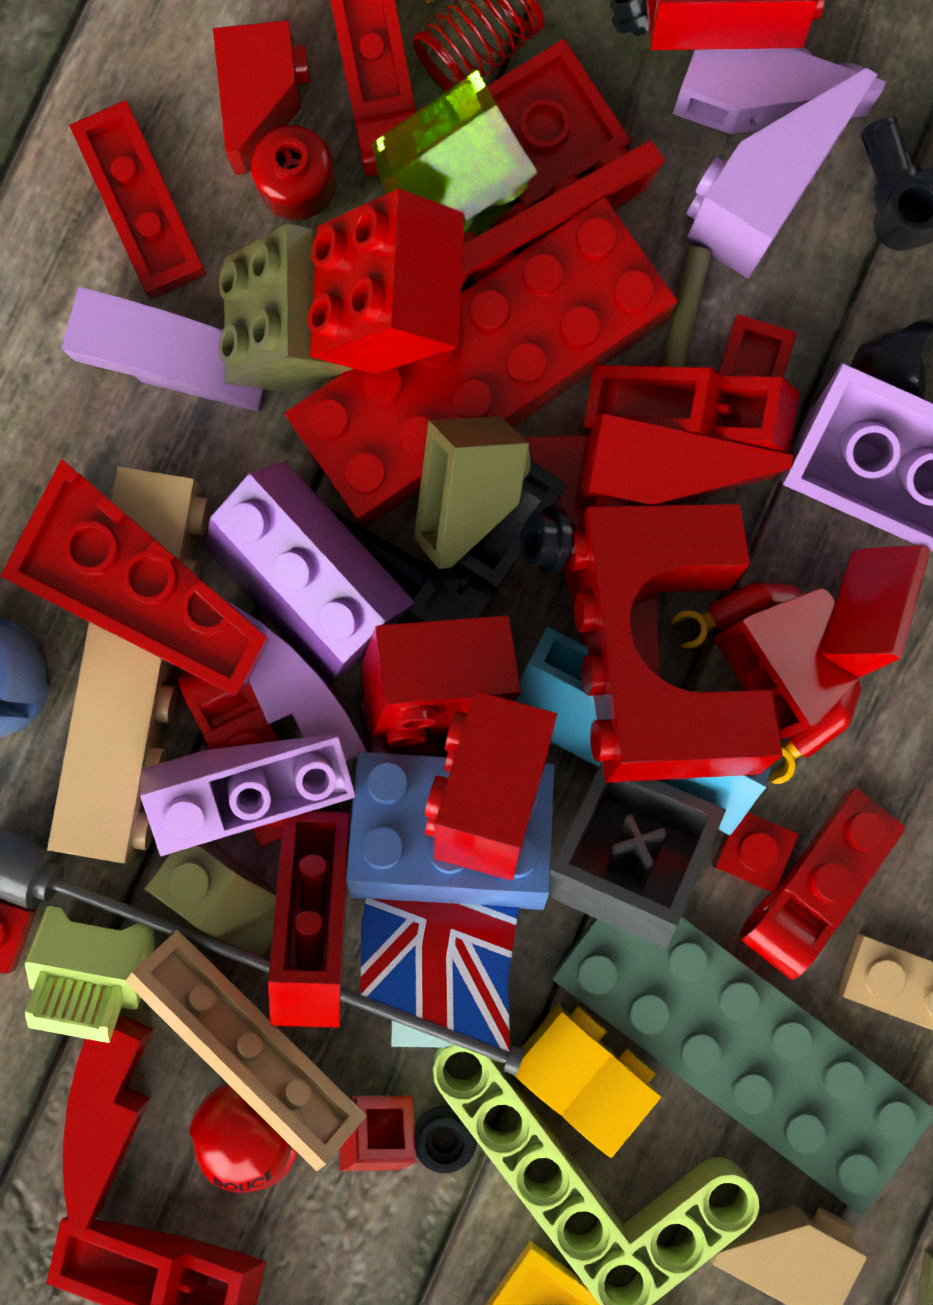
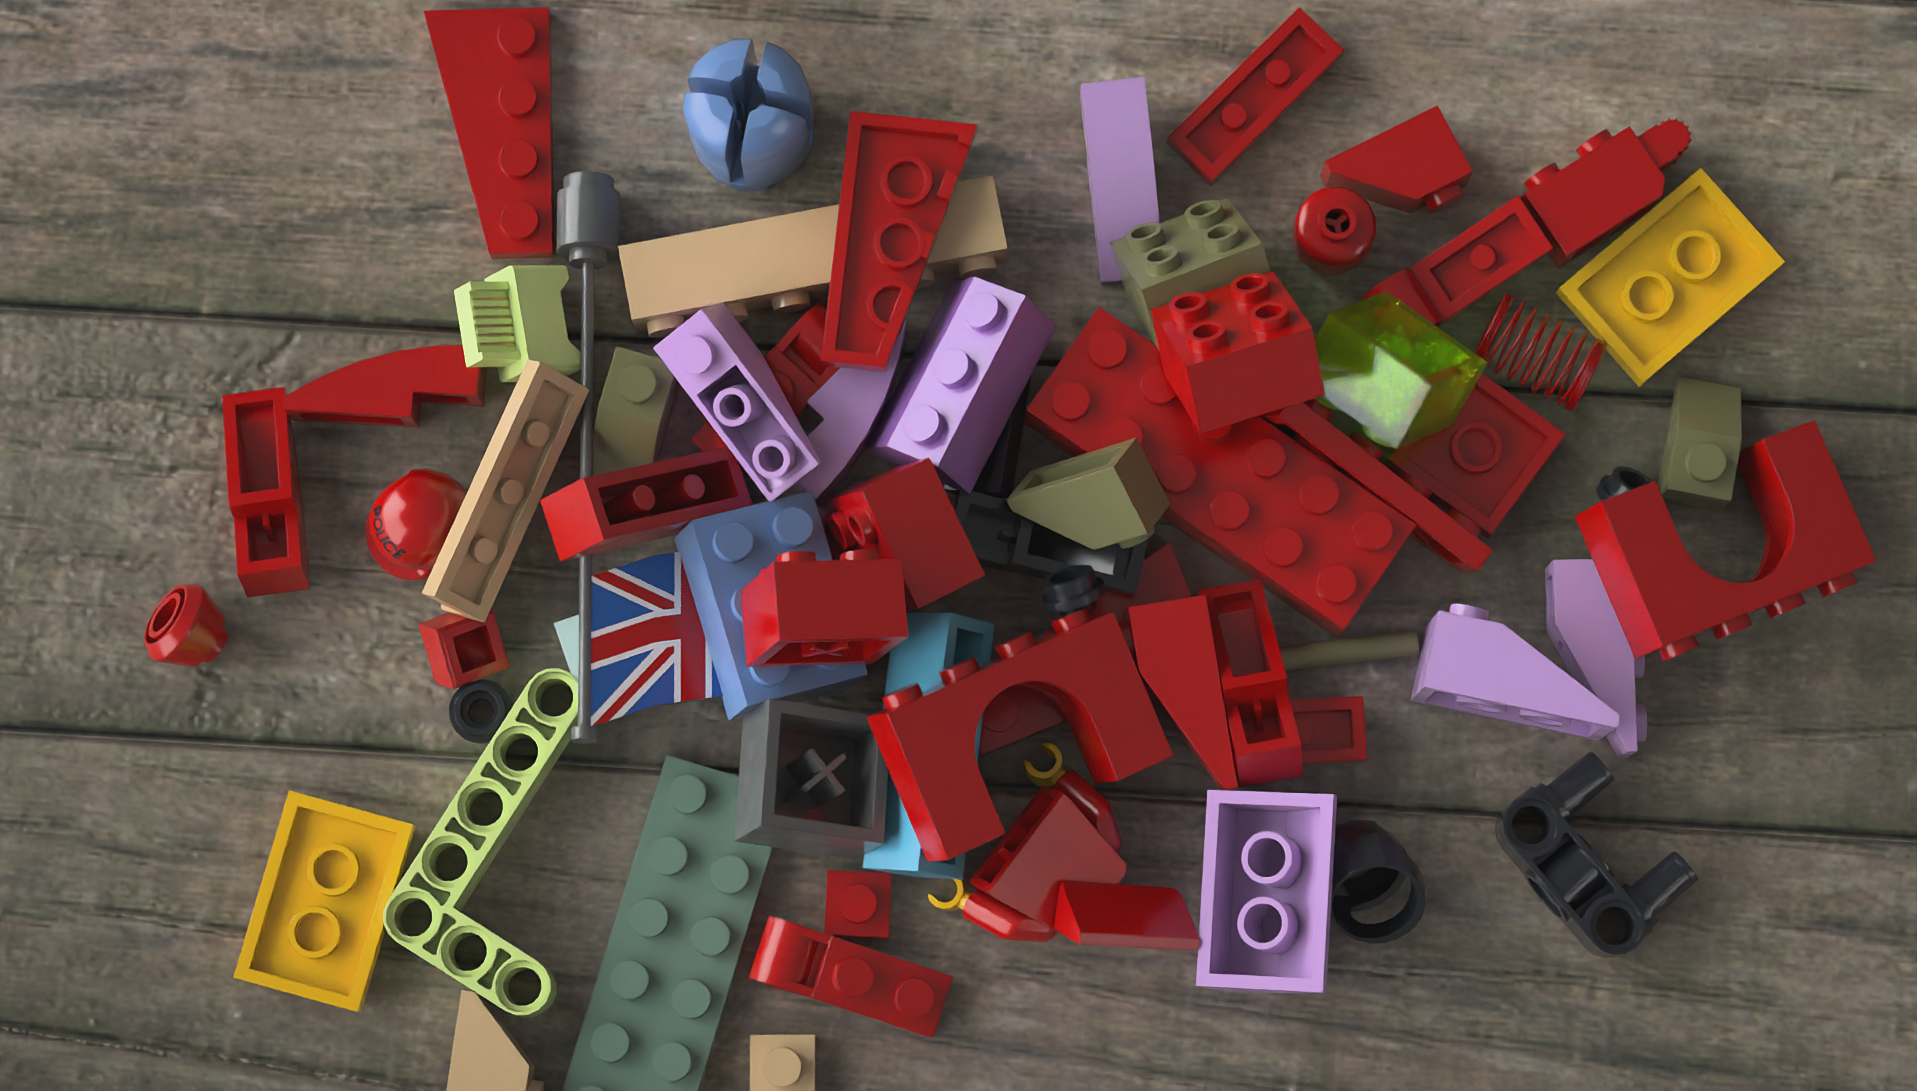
camera: 70 degrees right, 5 degrees down
(586, 1080) = (586, 818): yellow brick -> none

